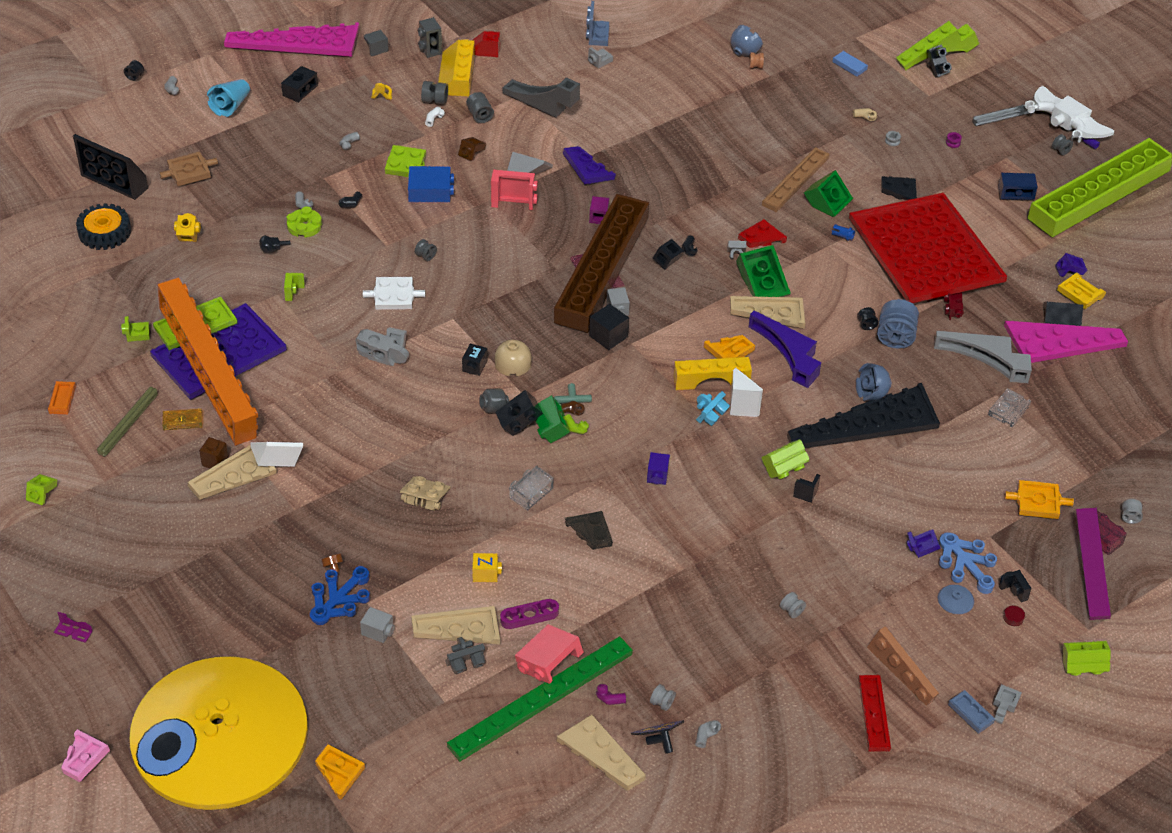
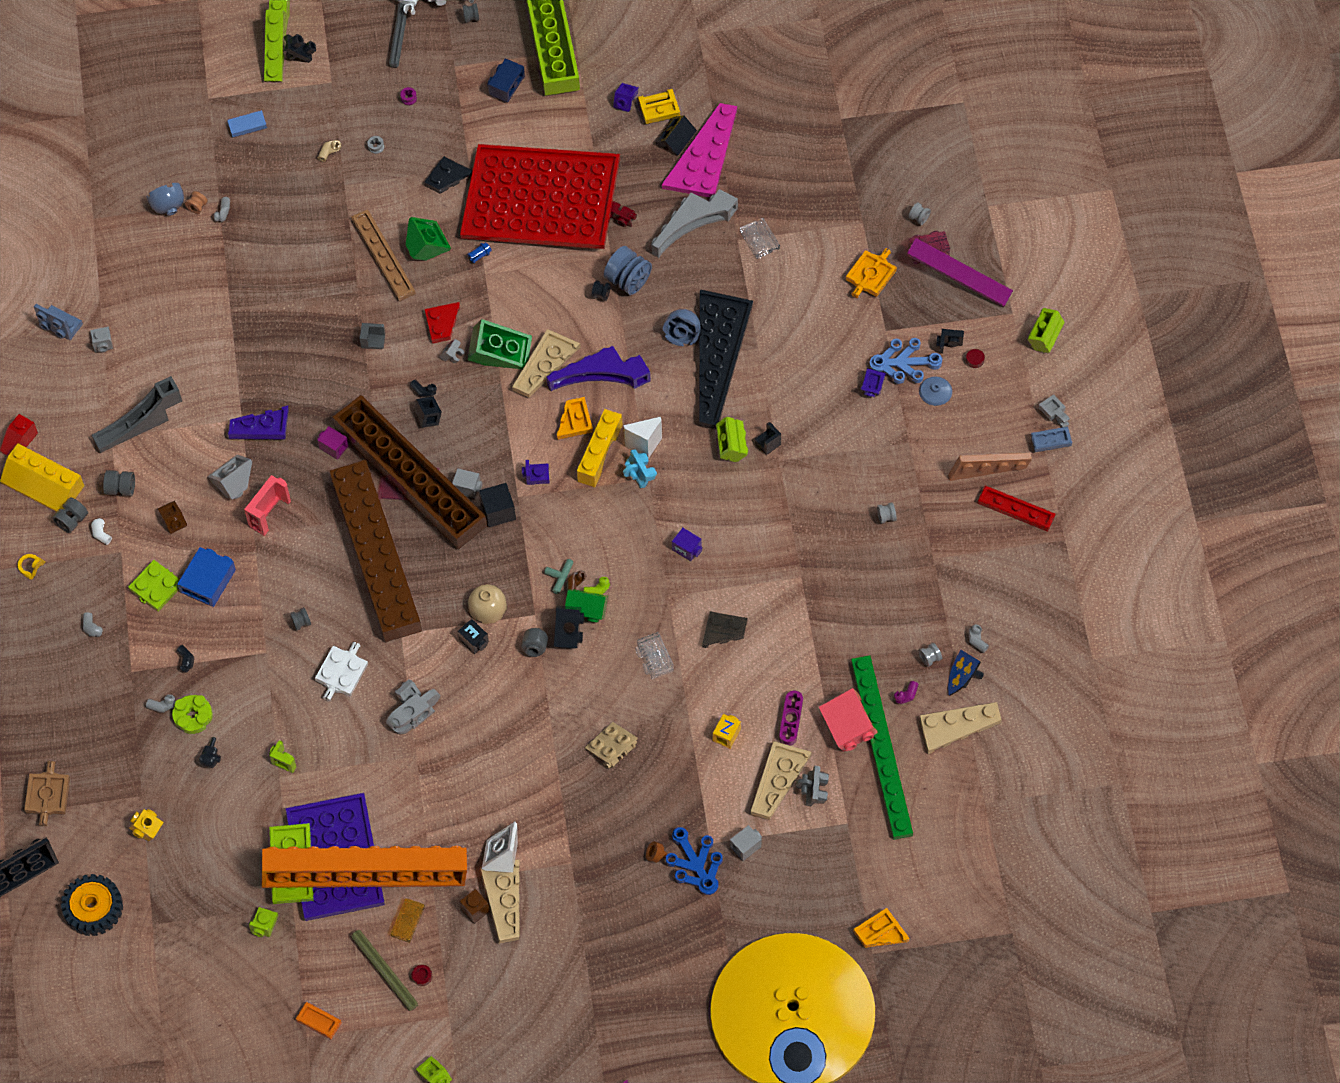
camera: 60 degrees left, 15 degrees up
(134, 447) = (422, 975): none -> dark red tile
(514, 270) = (375, 551): none -> reddish brown brick
(659, 343) = (536, 473): none -> dark purple bracket
(714, 197) = (372, 336): none -> dark grey panel
(762, 77) = (225, 206): none -> light grey arm

